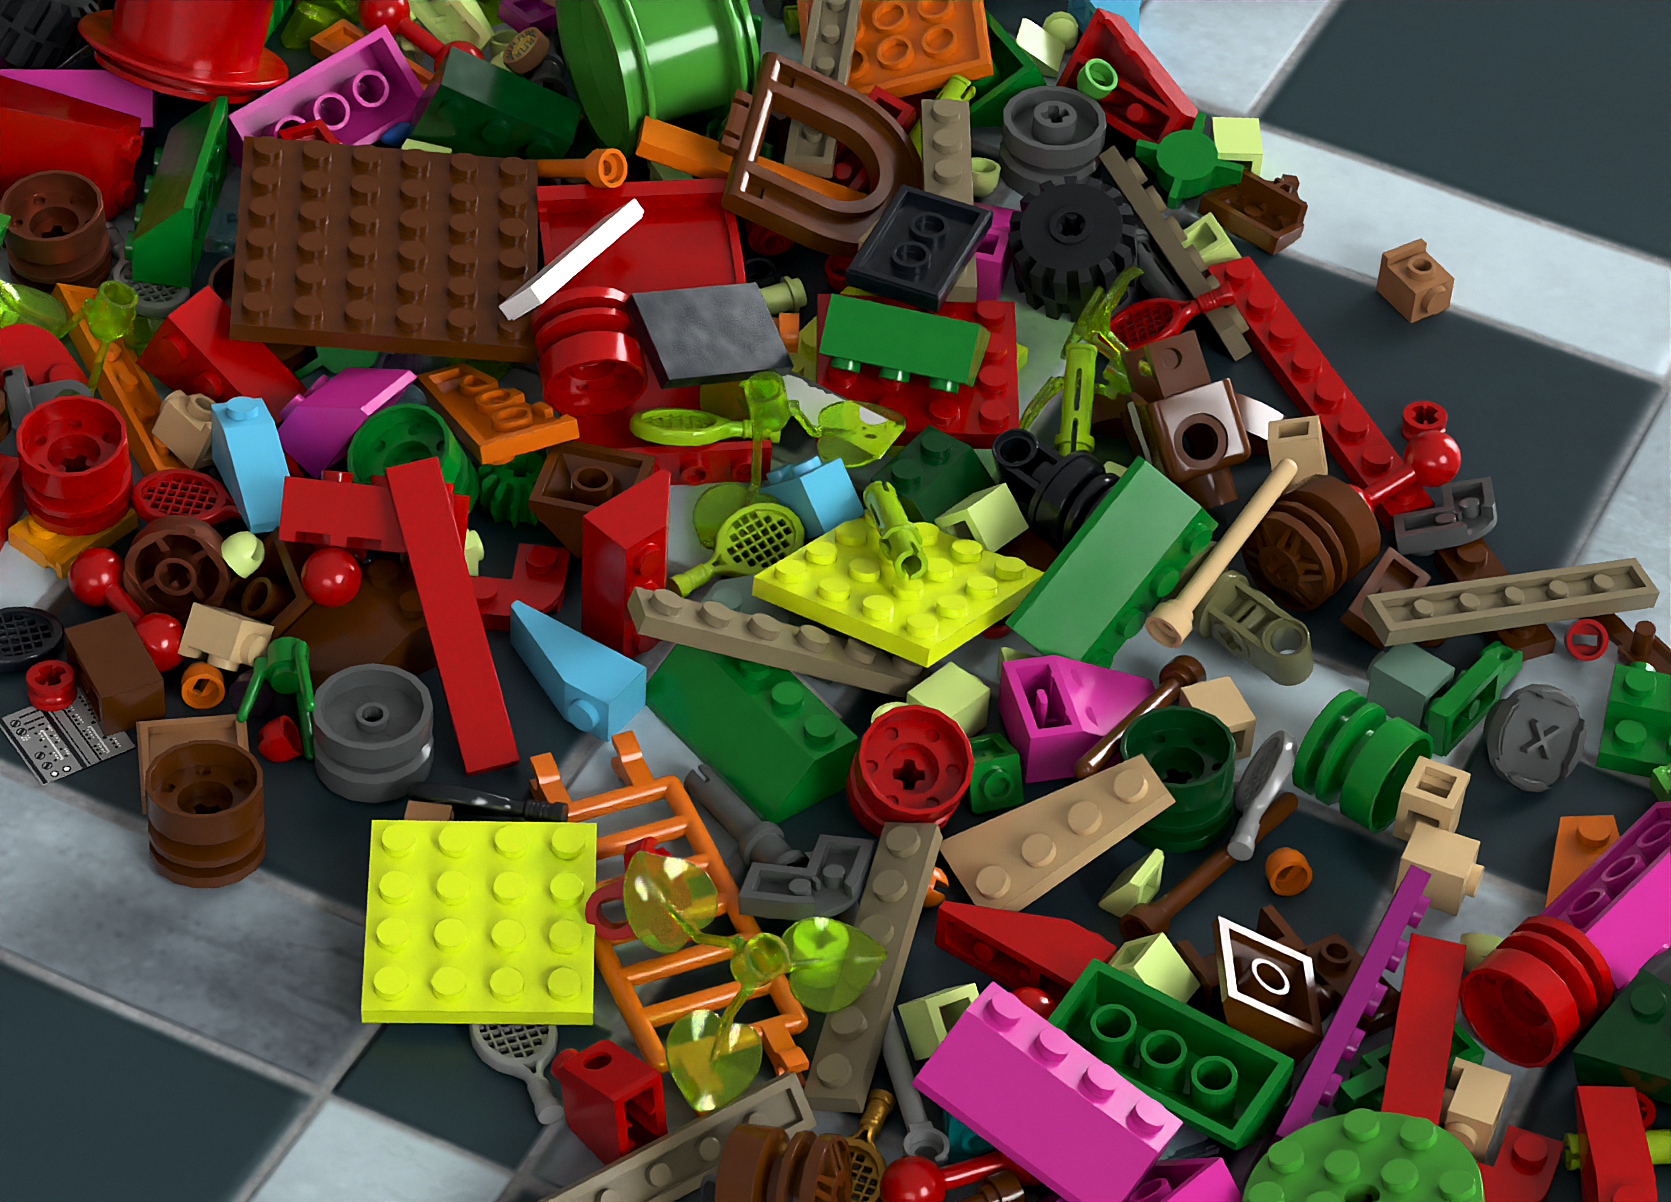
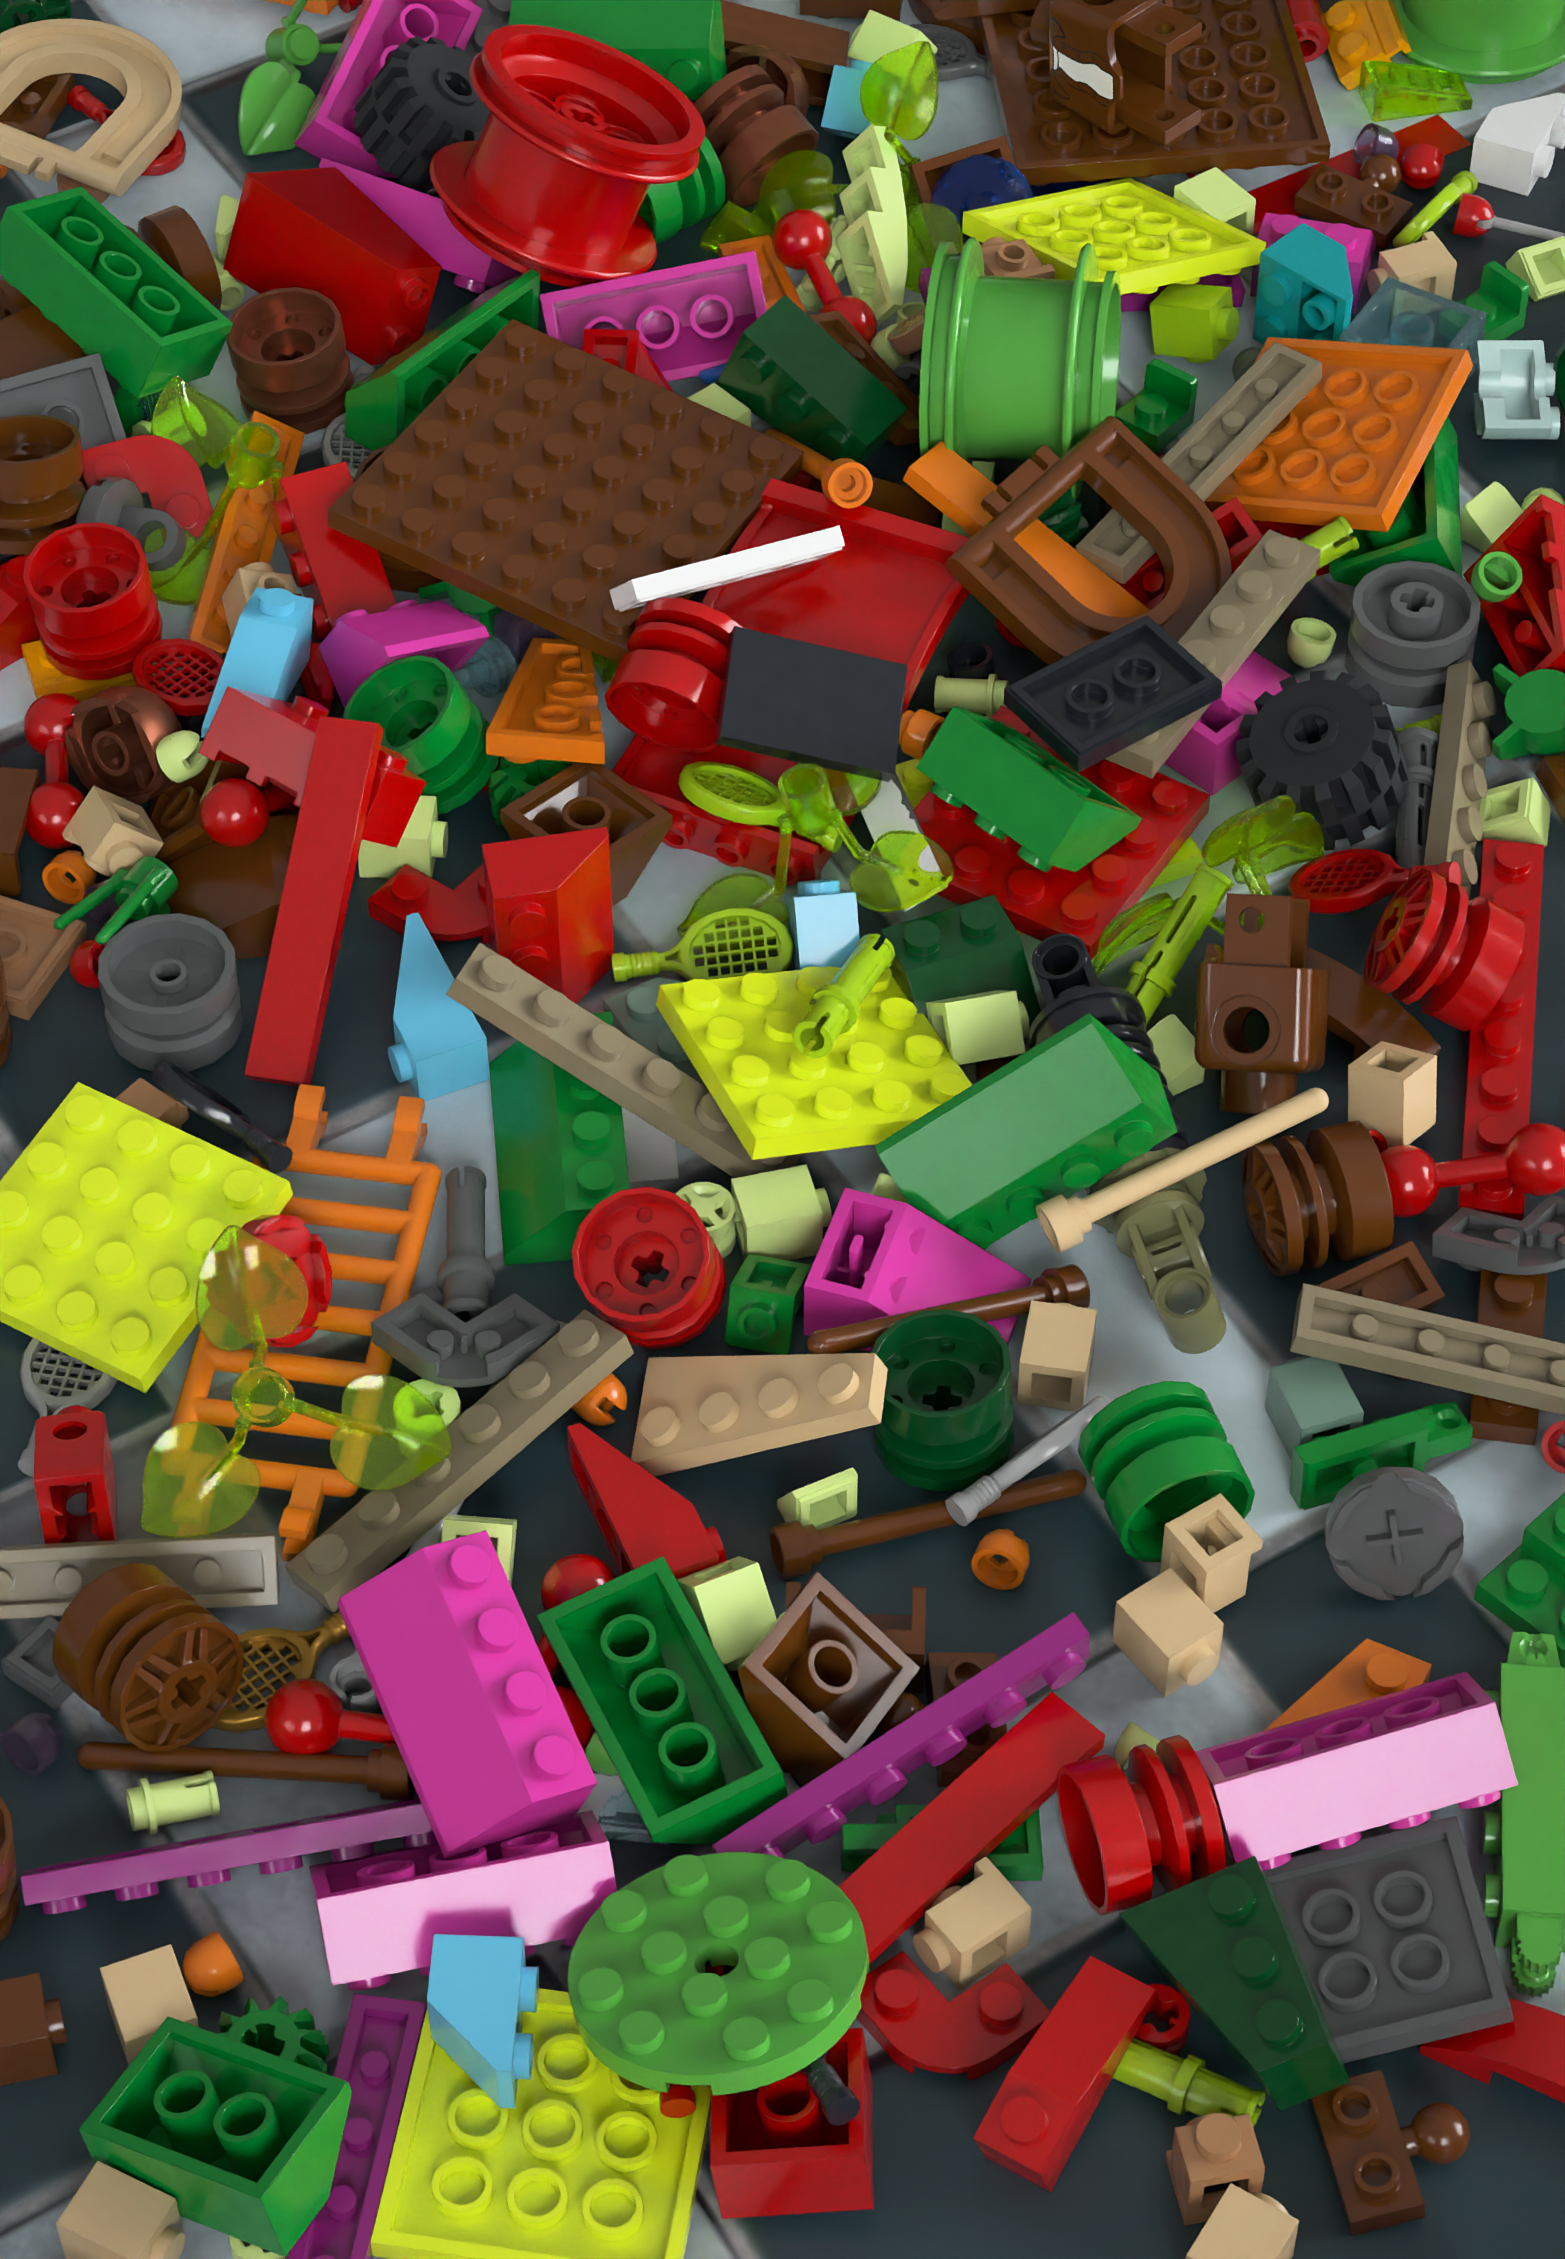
camera: 35 degrees right, 5 degrees up
(1265, 343) = (1444, 950): none -> red wheel

